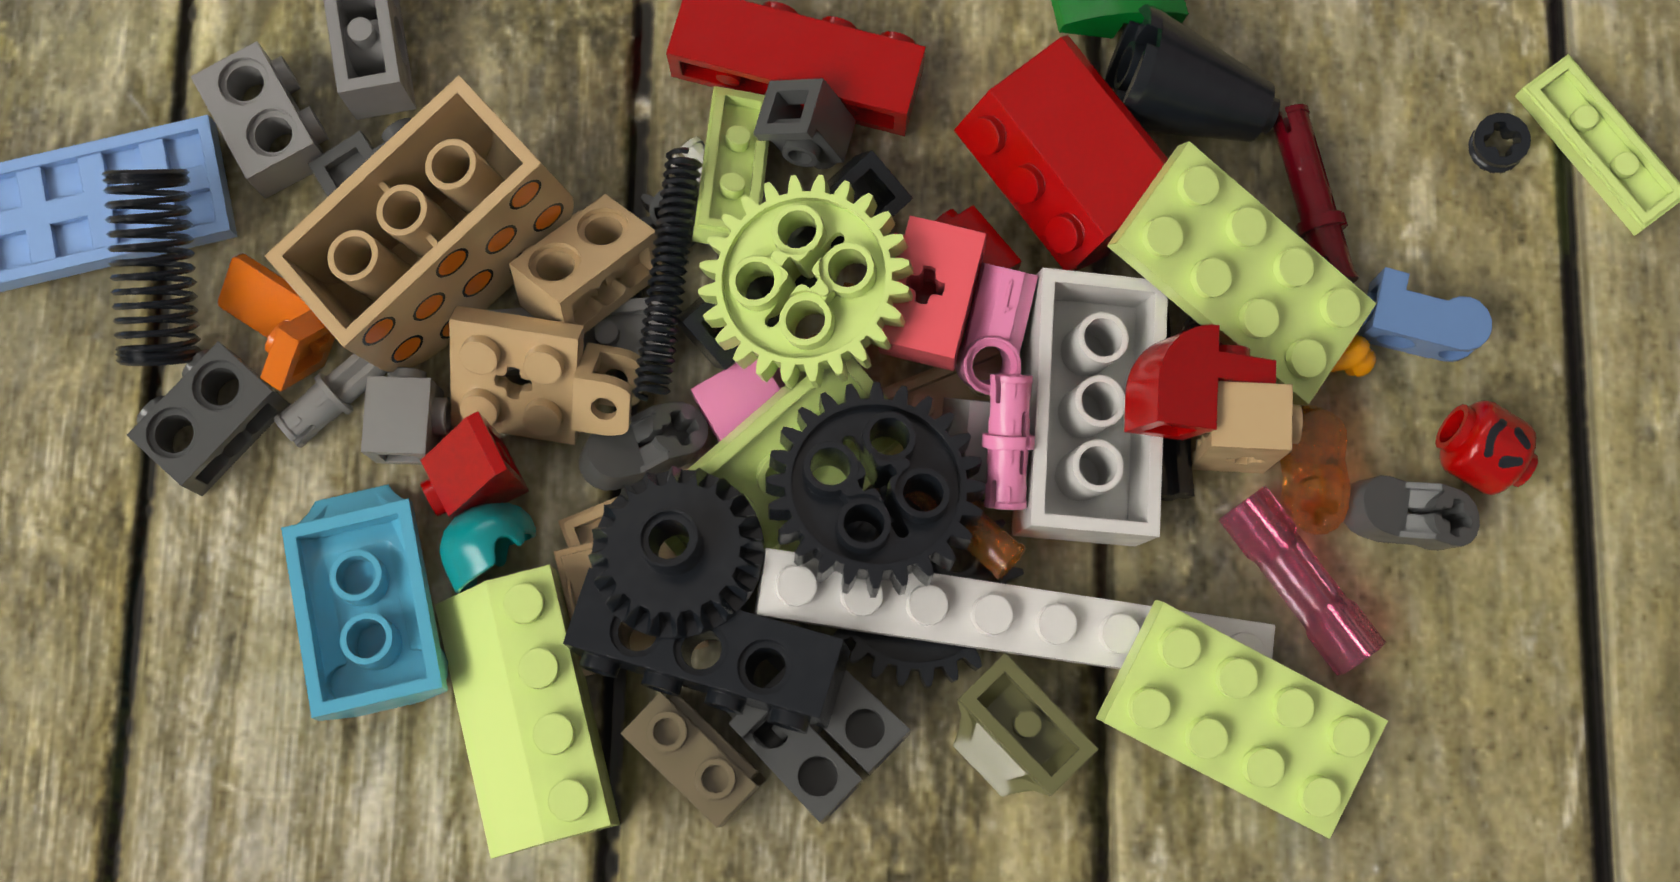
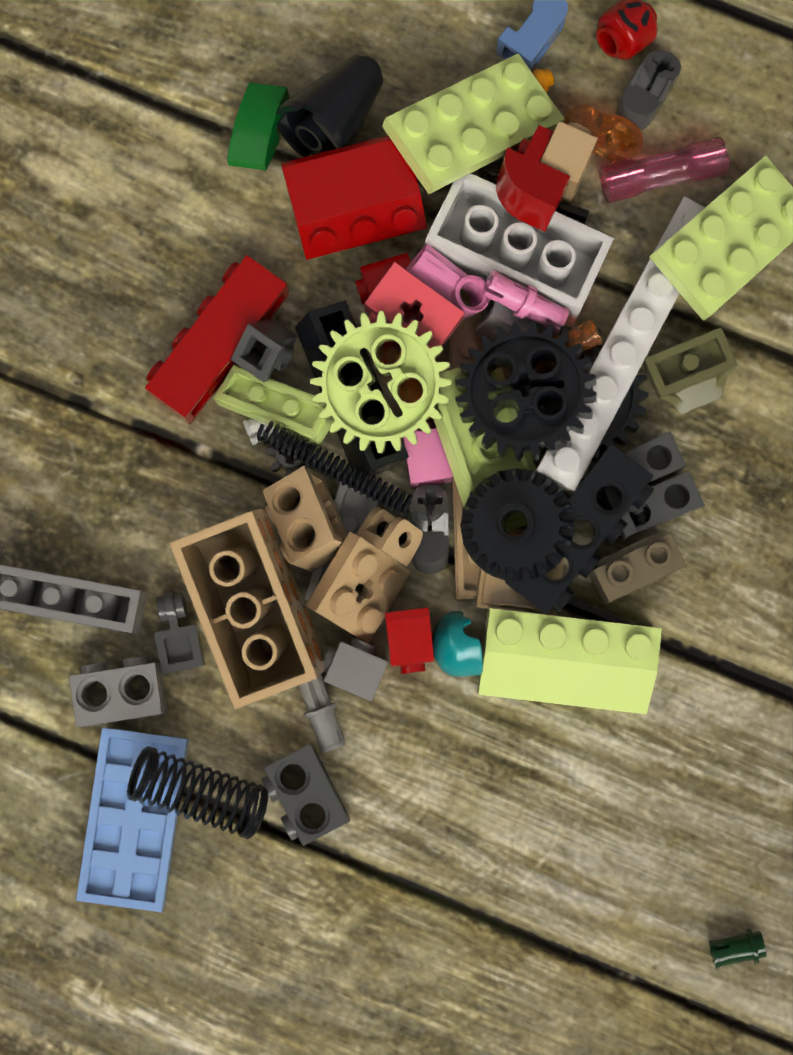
camera: 70 degrees left, 5 degrees up
(267, 303) = (256, 725): orange bracket -> none
(363, 606) = (462, 734): medium azure slope -> none
(1320, 220) = (429, 62): dark red pin -> none

